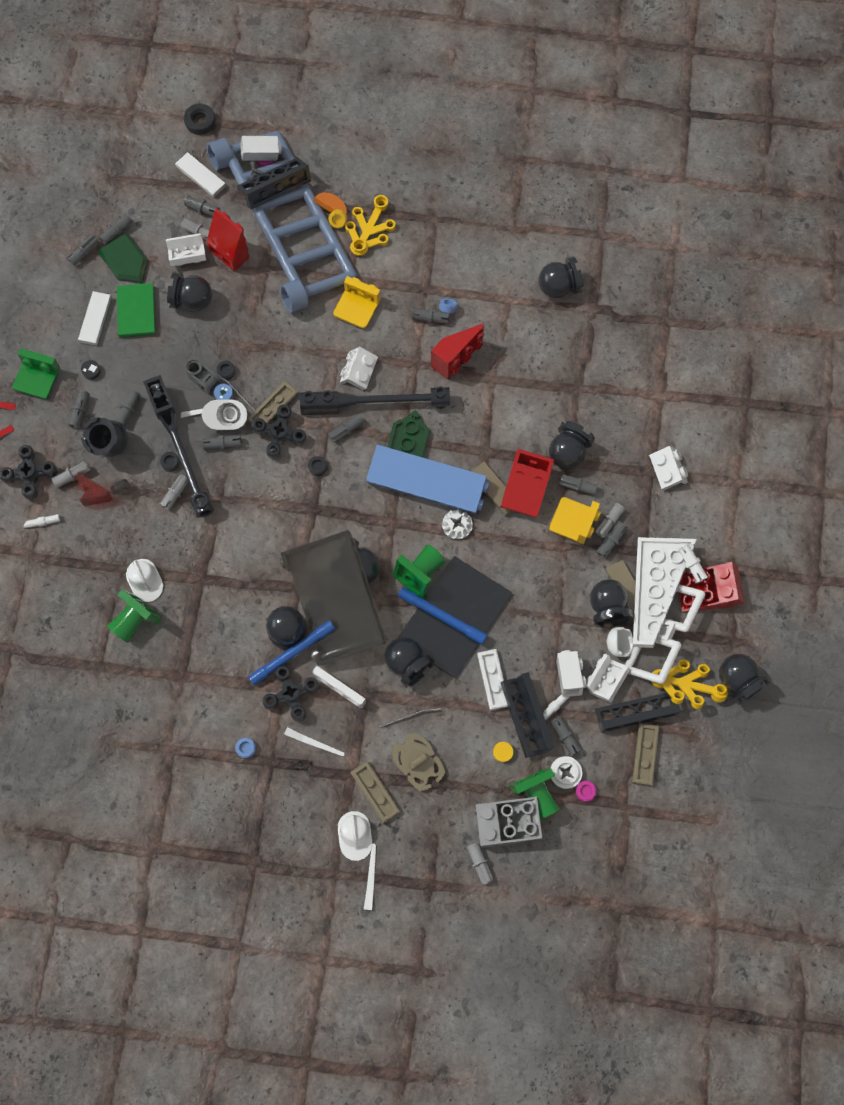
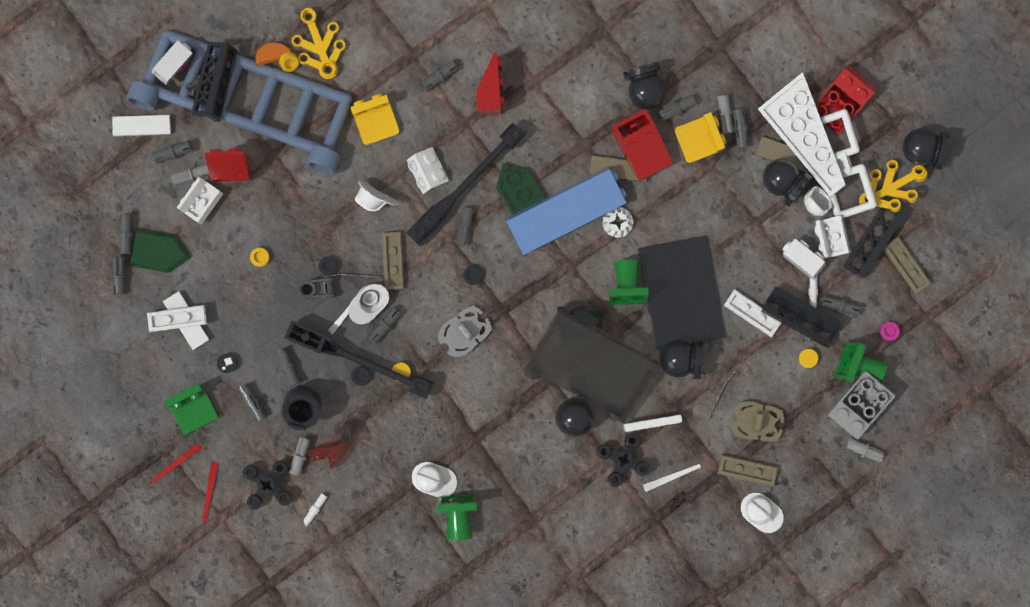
camera: 45 degrees left, 15 degrees up
(89, 309) = (177, 318): none -> white tile
(136, 310) = (210, 284): green tile -> none
(174, 492) = (389, 396): light grey axle -> none
(187, 323) = (260, 257): none -> yellow tile
(190, 292) = (243, 232): black tile -> none
(194, 110) = (85, 67): black tyre -> none
(203, 483) = (402, 368): none -> yellow tile
(223, 392) = (346, 286): medium blue tile -> none
(245, 748) = (628, 526): medium blue tile -> none
(264, 671) = (589, 461): blue piece -> none
(270, 497) = (463, 332): none -> light grey shield
(285, 432) = (426, 272): black gear -> none
(301, 350) = (371, 198): none -> white piece
(370, 884) = (815, 548): white sticker -> none
(448, 305) = (445, 54): medium blue tile -> none
(470, 631) = (705, 294): blue piece -> none
(575, 772) = (870, 324): white gear -> none
(669, 467) = (730, 31): white bracket -> none
(692, 563) = (818, 95): white pin -> none

